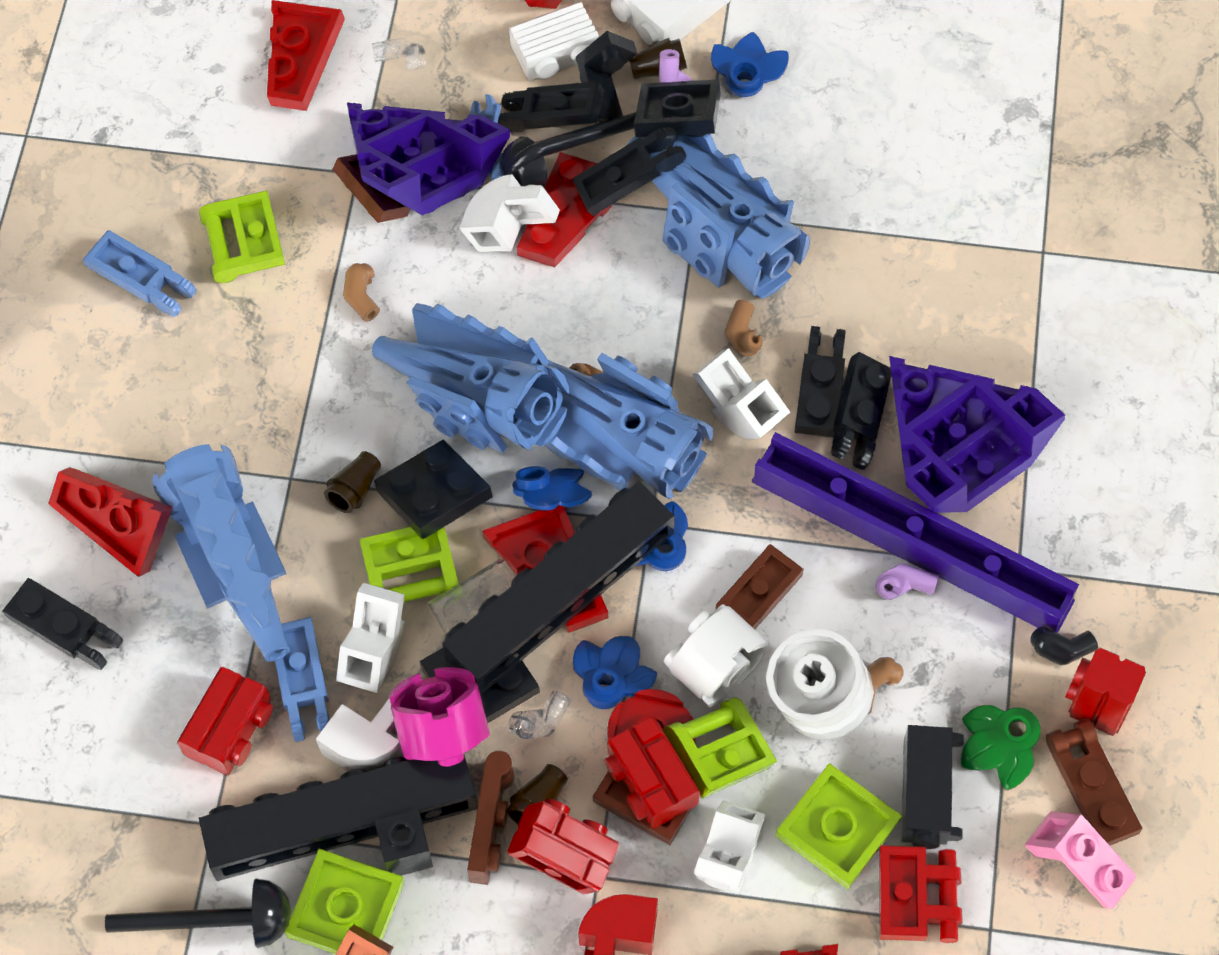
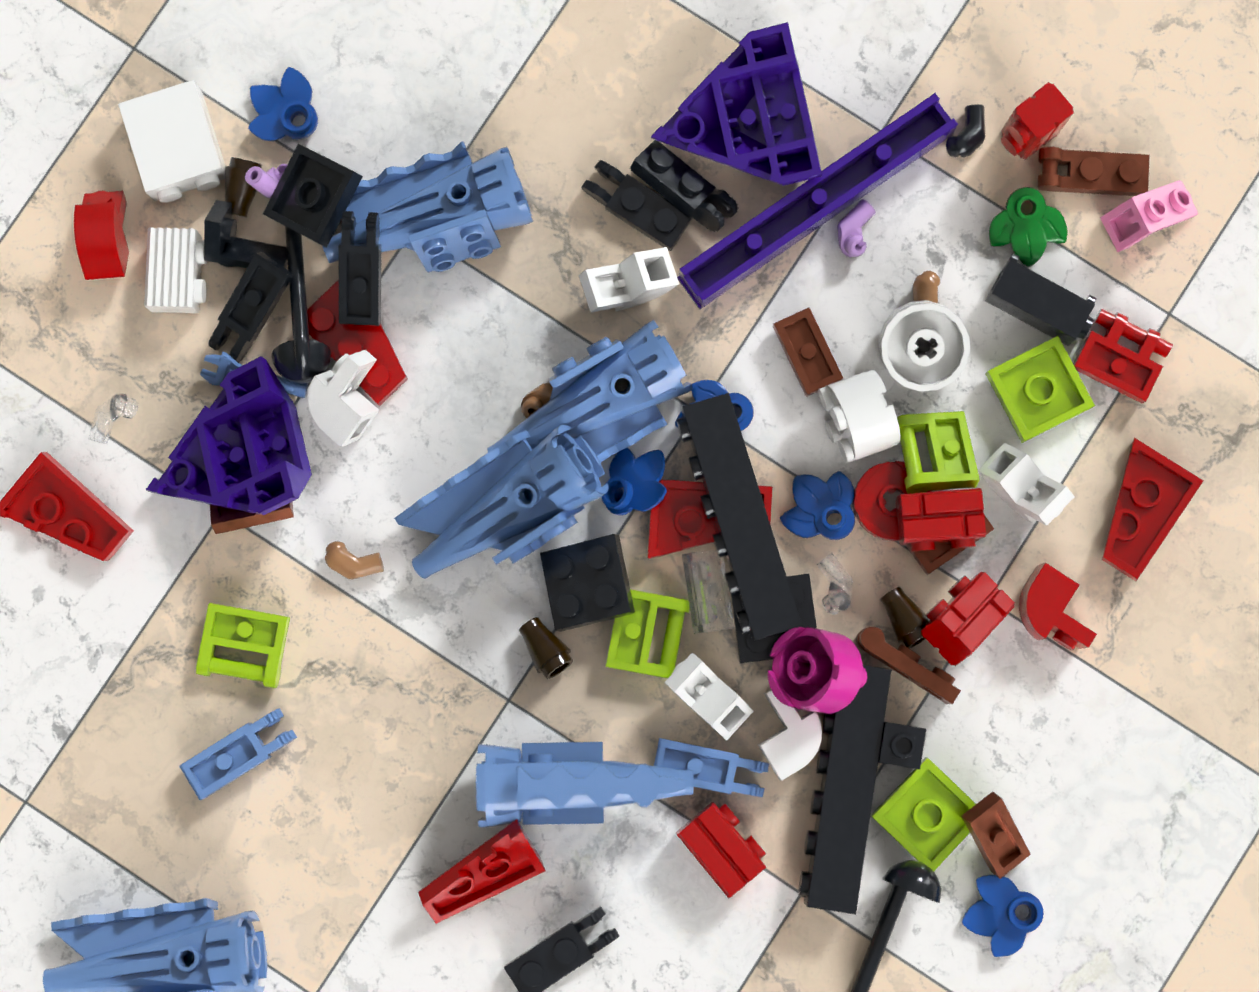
camera: 65 degrees left, 20 degrees up
(738, 332) = (555, 251): medium nougat arm -> none

